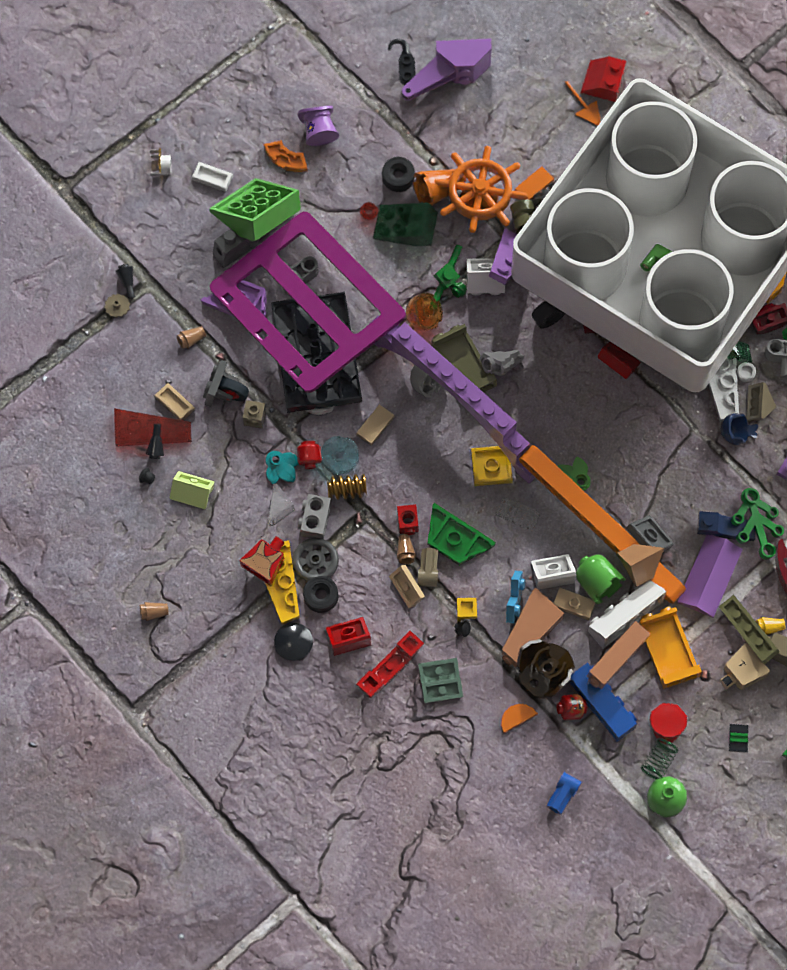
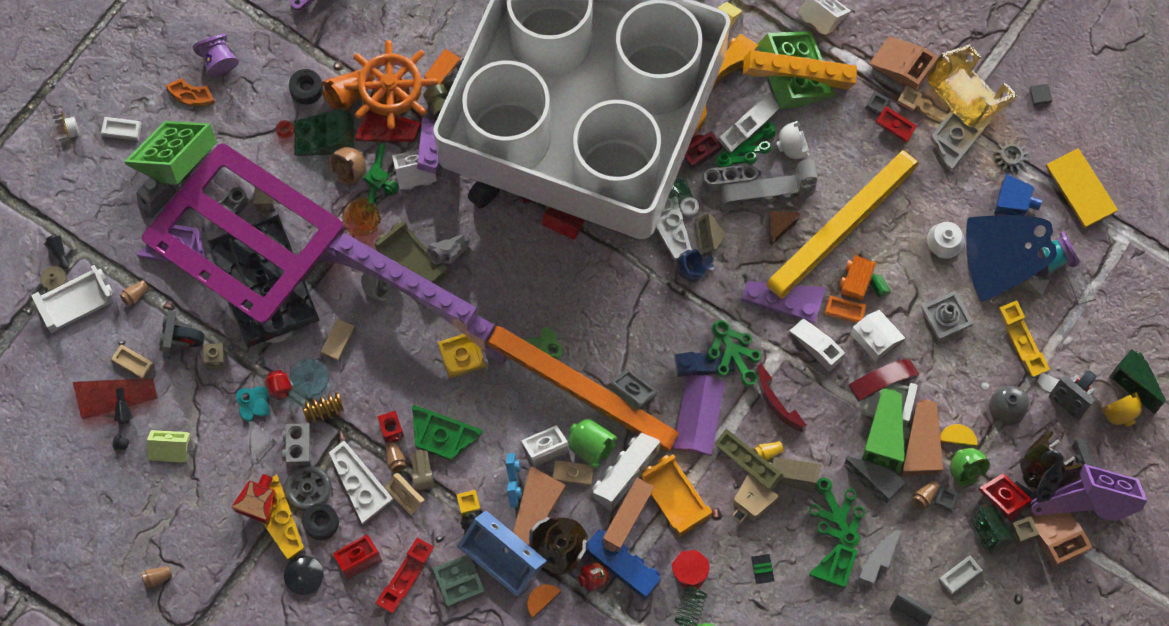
camera: 15 degrees left, 0 degrees up
(132, 330) = (74, 299): none -> white panel
(333, 276) = (263, 202): none -> dark tan brick
(367, 569) = (361, 485): none -> white wing
(423, 259) = (348, 164): none -> medium nougat cylinder
(456, 229) = (375, 129): none -> red wing
(474, 653) = (486, 546): none -> medium blue piece
(640, 562) = (629, 417): medium nougat slope -> none
(654, 256) = (575, 113): bright green piece -> none

